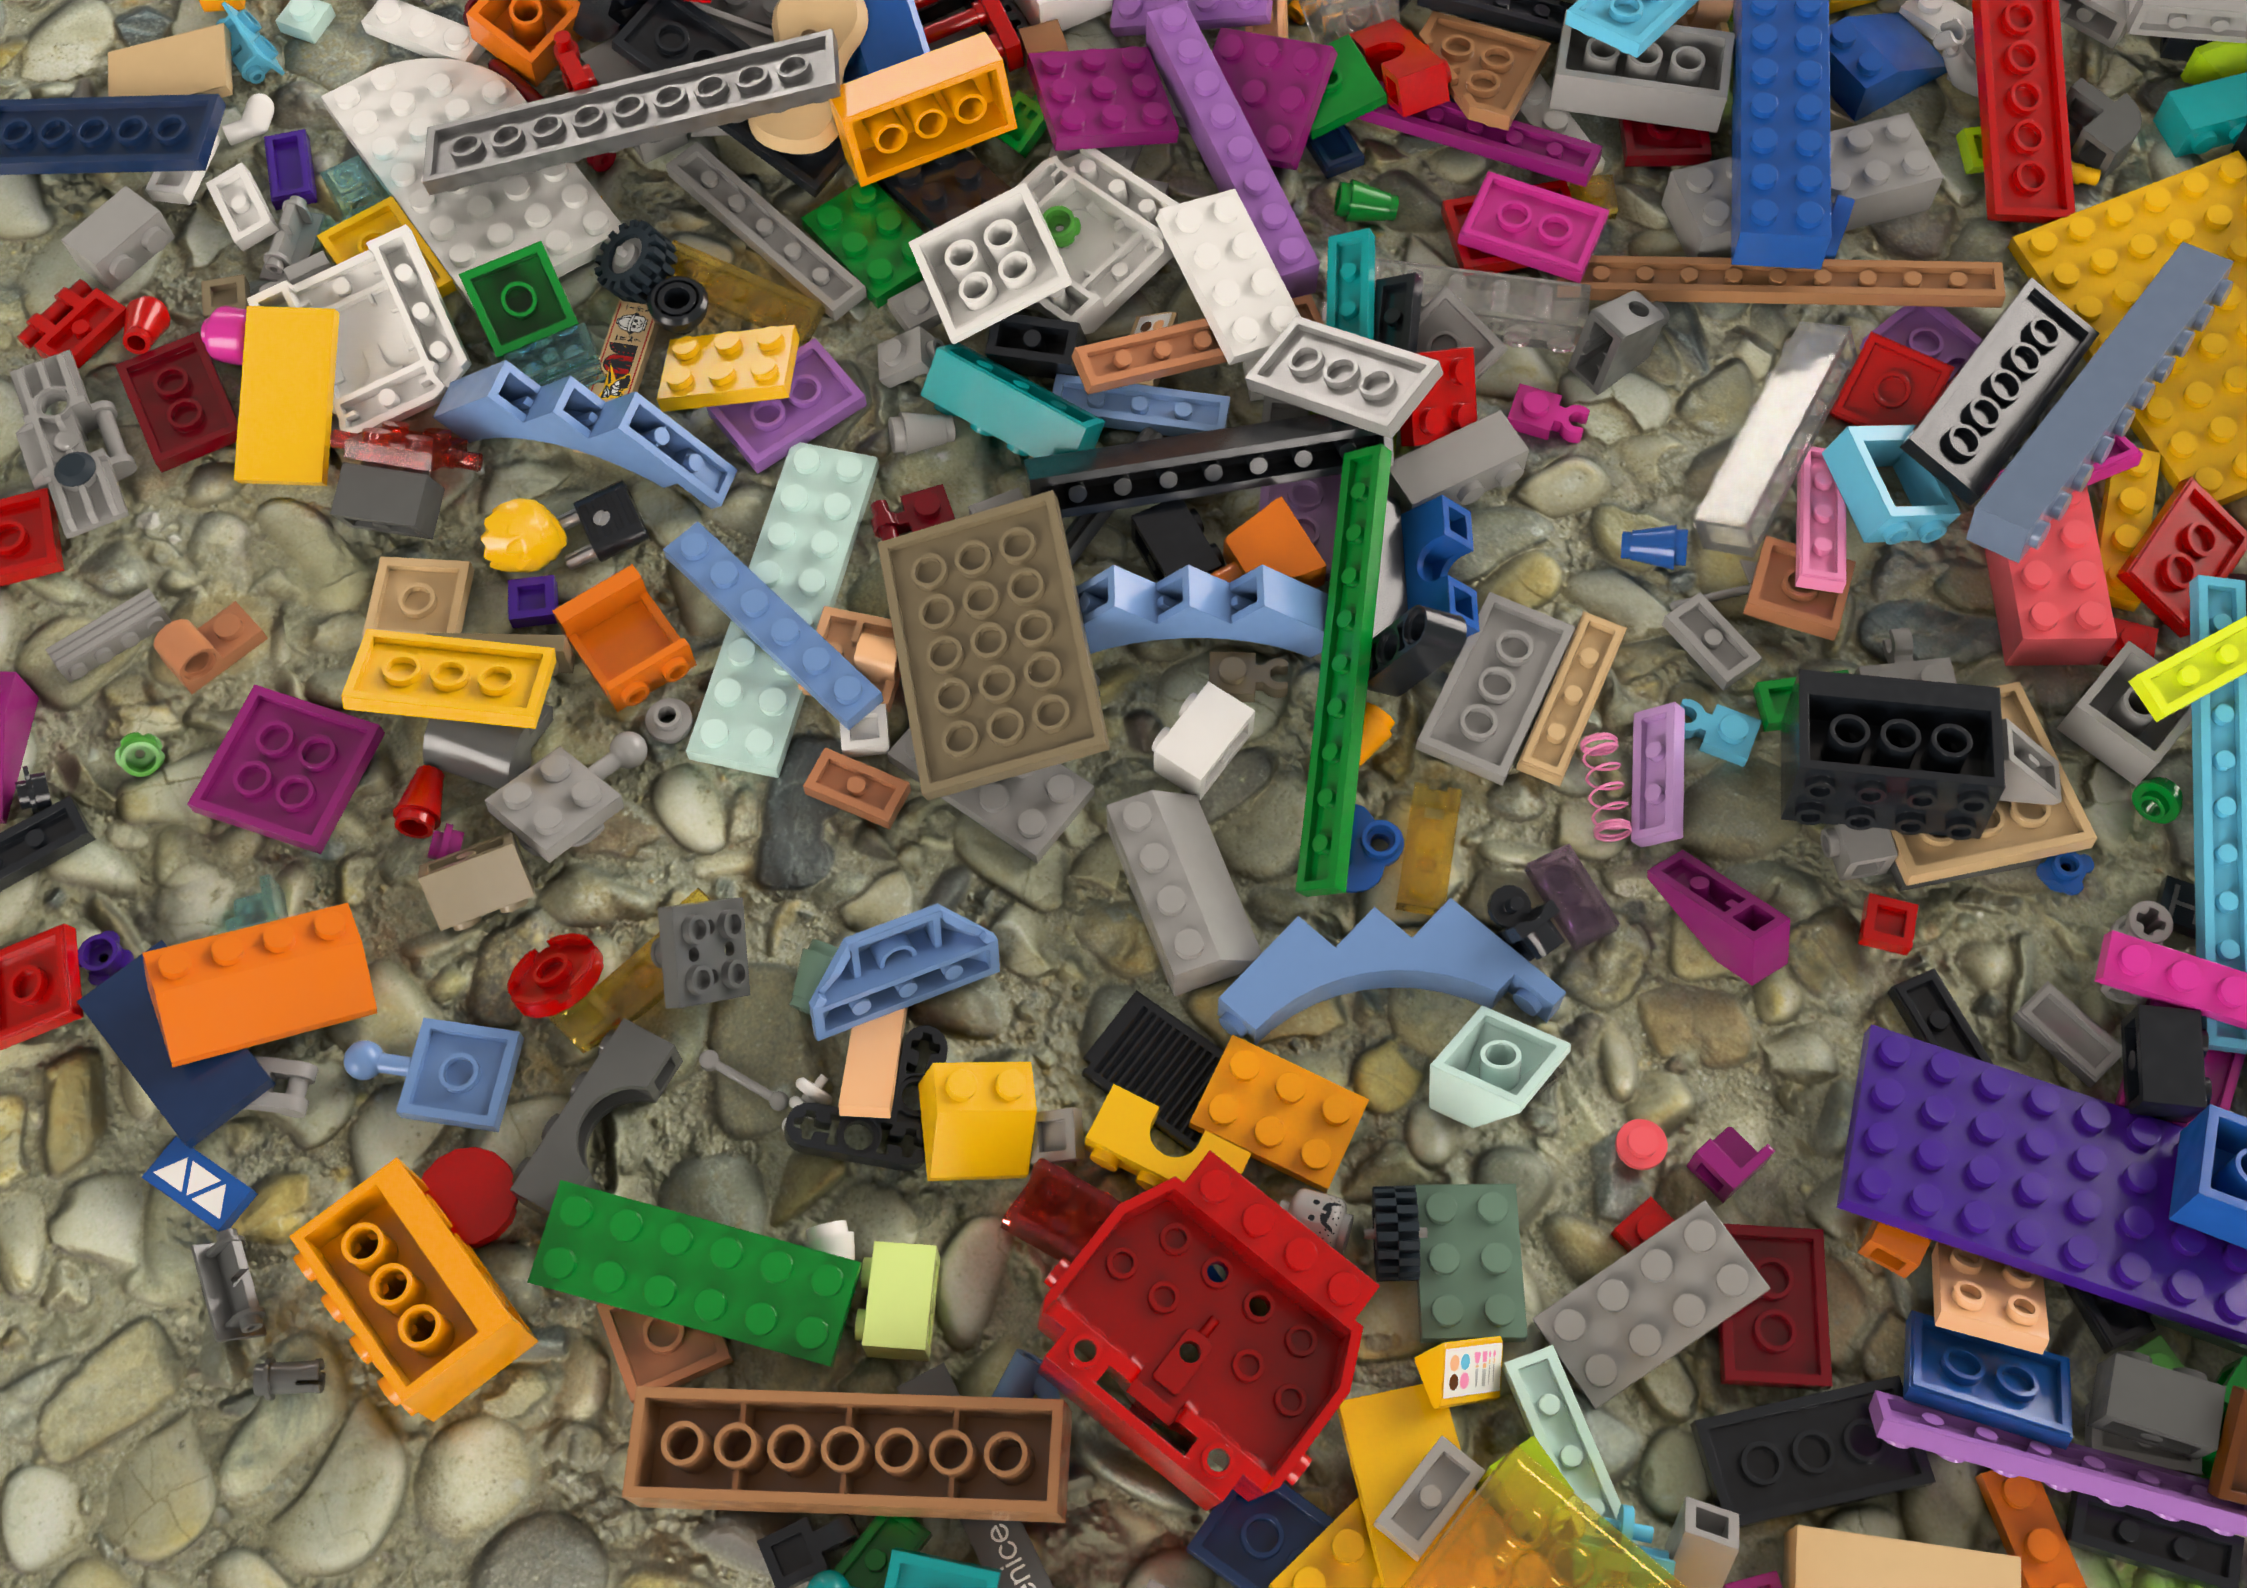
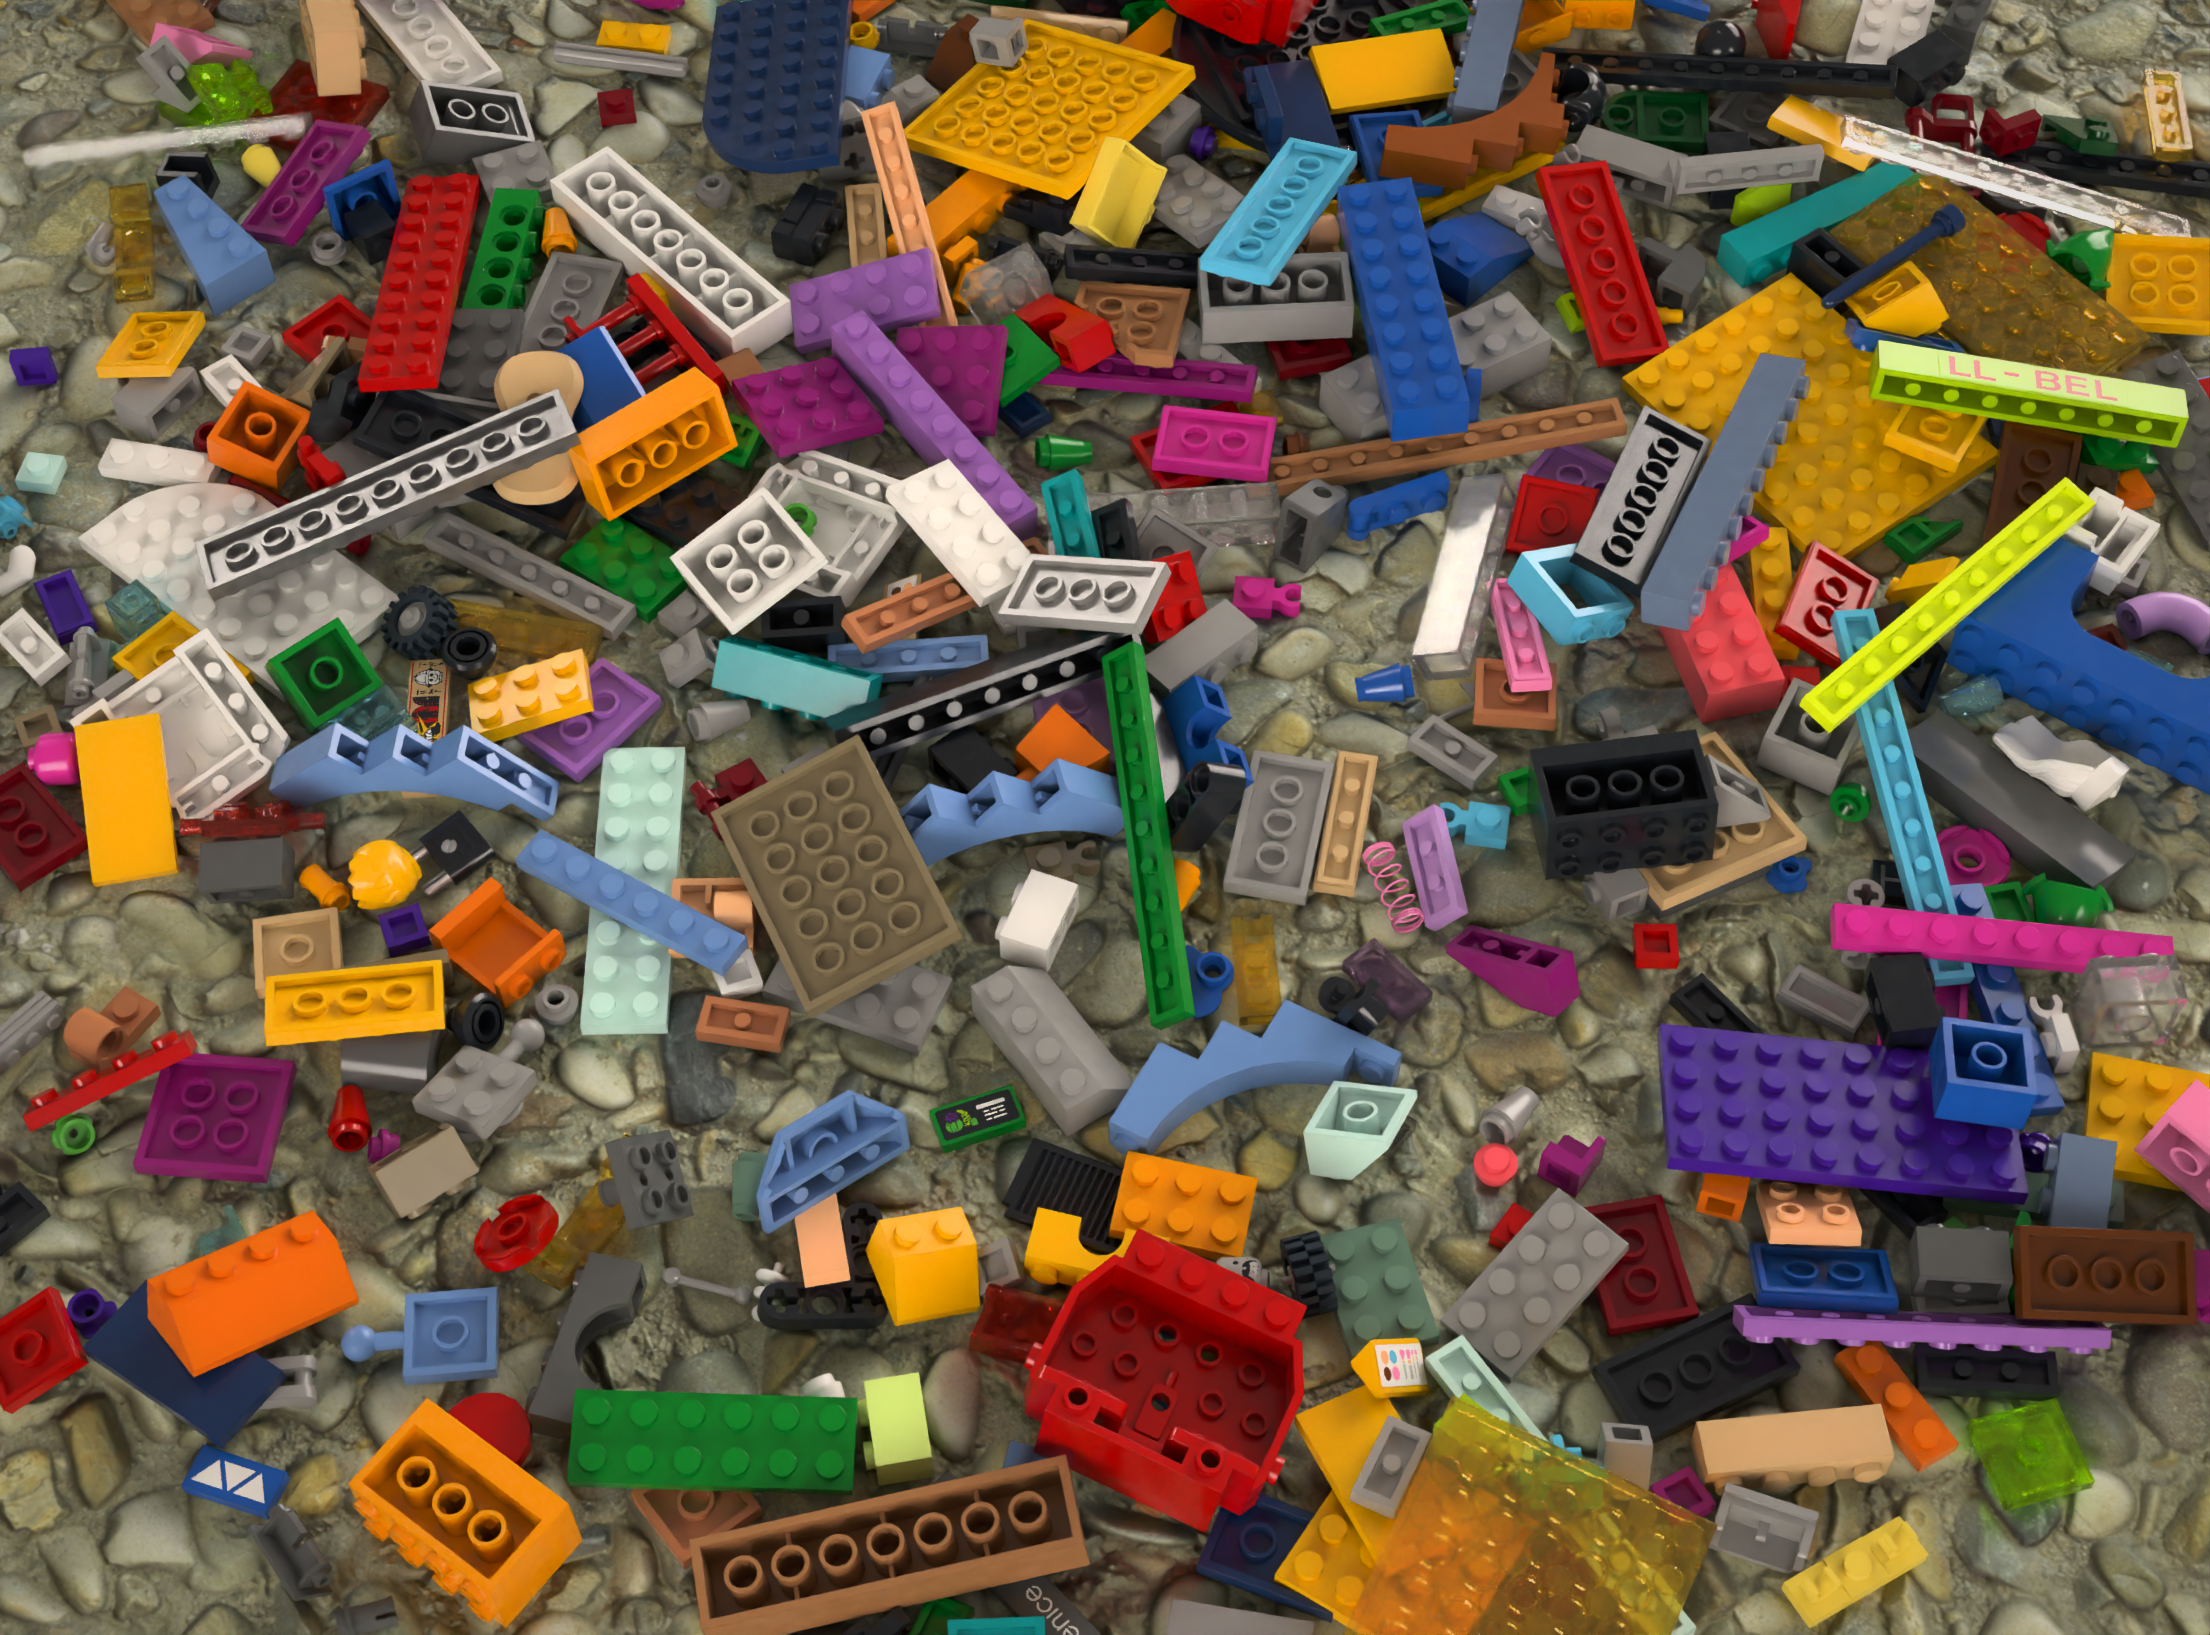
camera: 15 degrees left, 10 degrees down
(201, 700) = (125, 1070): none -> red plate
(463, 536) = (325, 888): none -> light orange pin
(580, 723) = (477, 1021): none -> black brick
(1080, 954) = (977, 1119): none -> tile
(1623, 244) = (1295, 444): none -> reddish brown plate
(1668, 1093) = (1507, 1118): none -> light grey cone
(1720, 336) = (1397, 504): none -> blue plate

